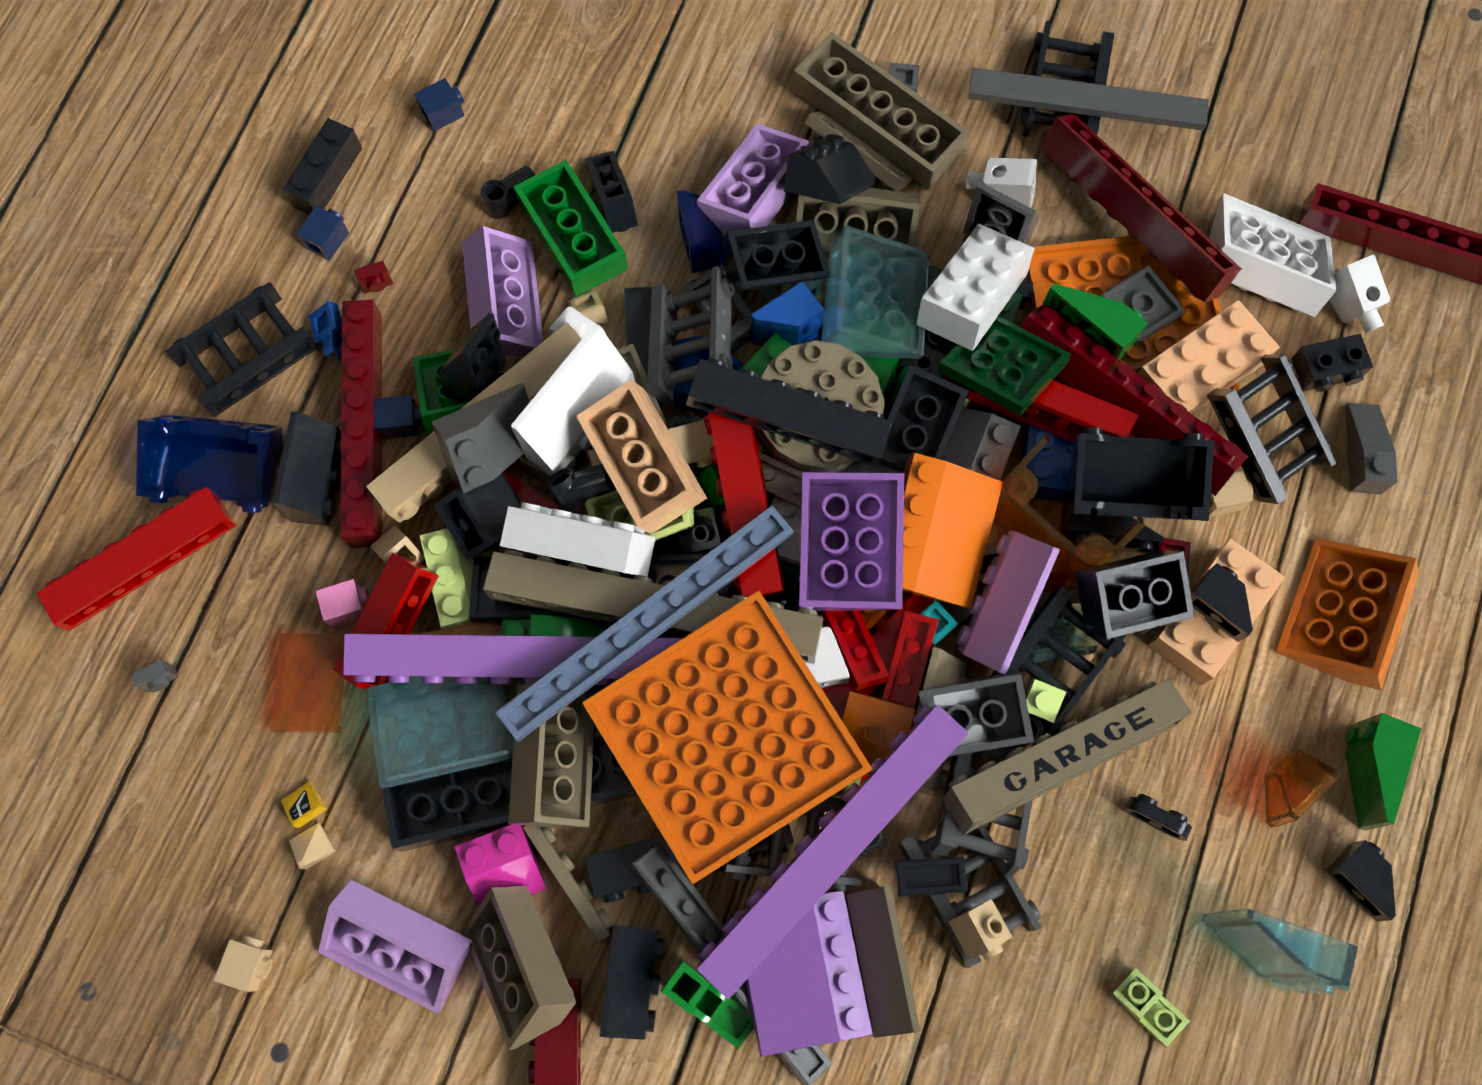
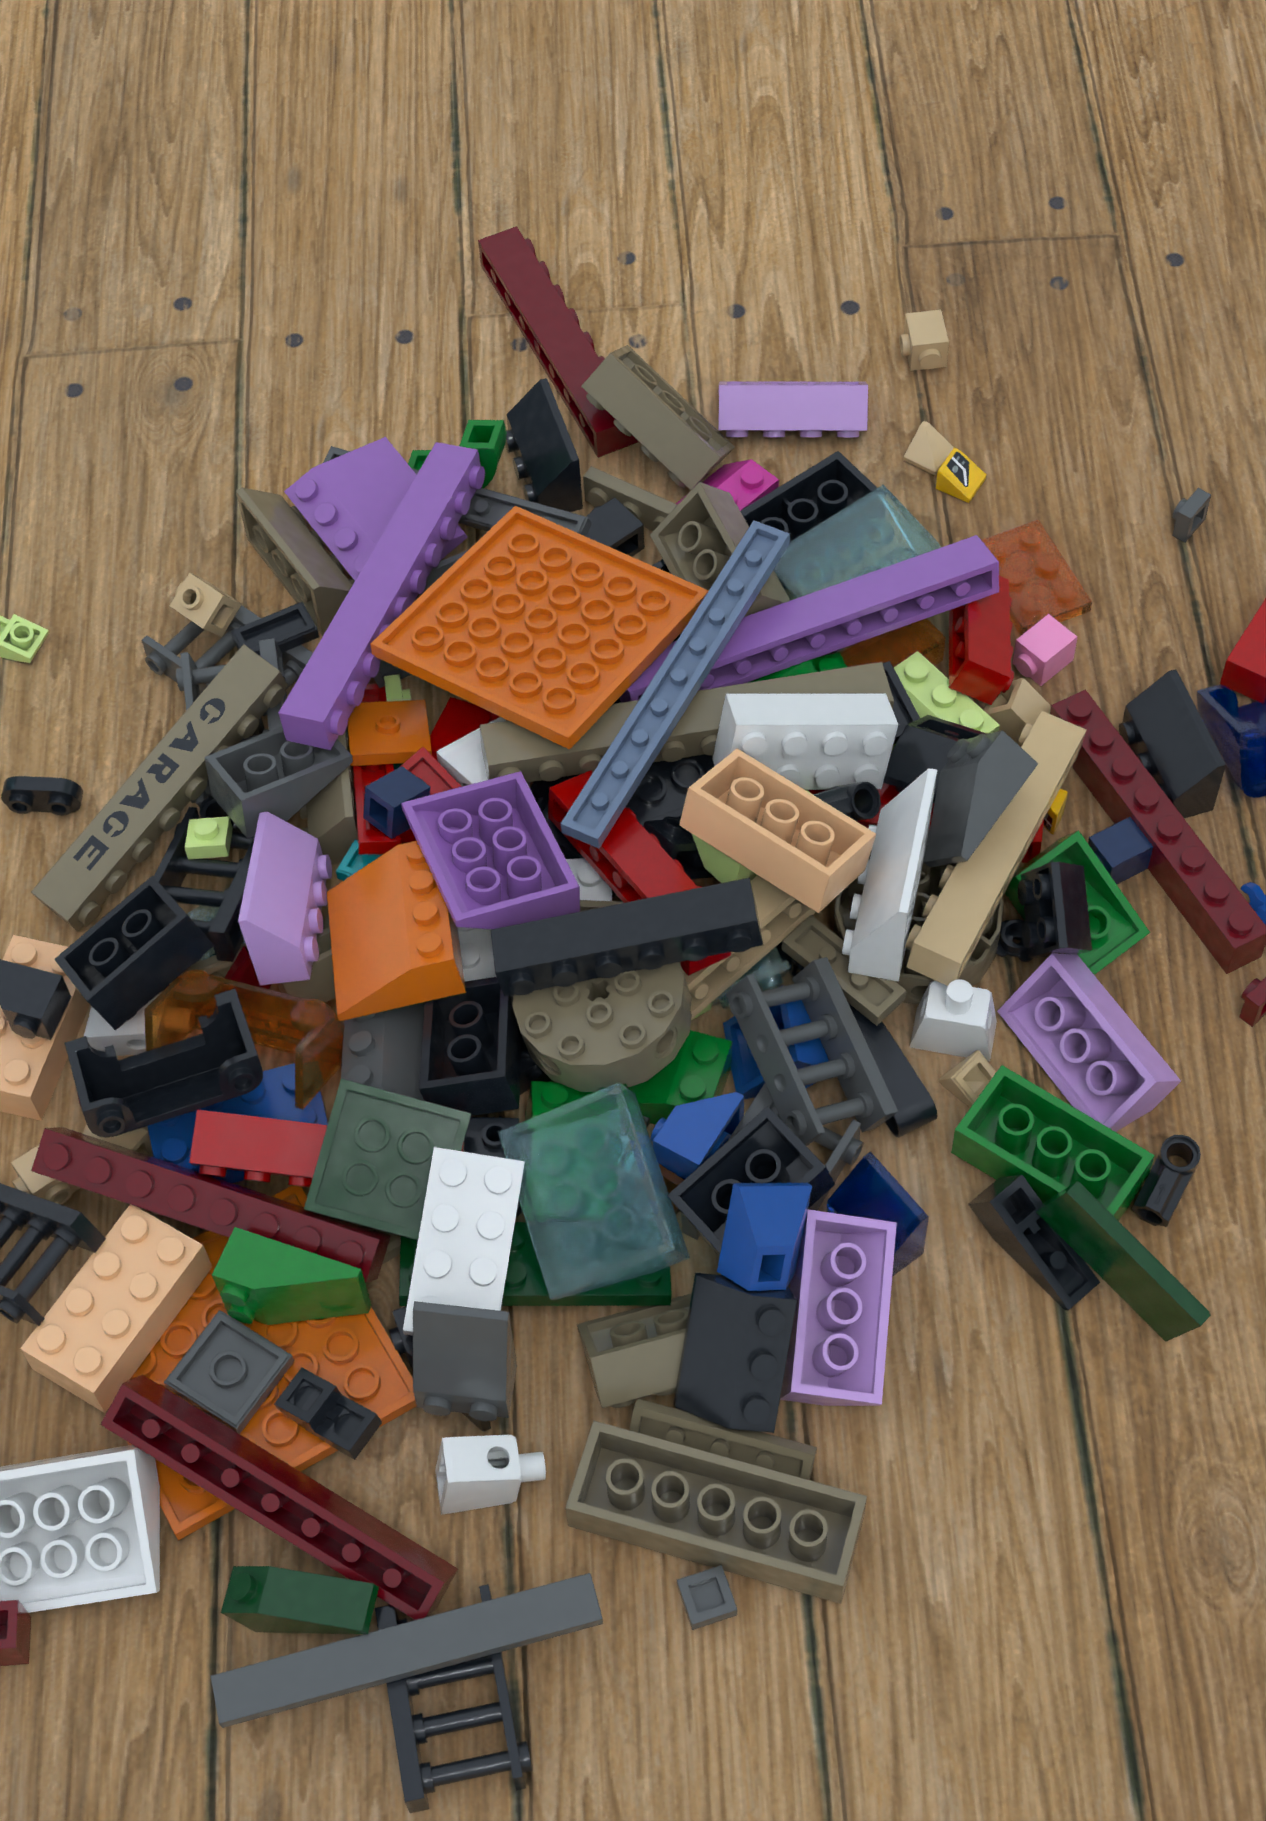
camera: 160 degrees right, 15 degrees down
(574, 130) = (1123, 1262): none -> dark green tile
(787, 200) = (764, 1234): none -> blue slope
(896, 637) = (385, 797): none -> dark blue brick
(1085, 252) = (328, 1413): none -> black slope
(1142, 149) = (298, 1601): none -> dark green slope

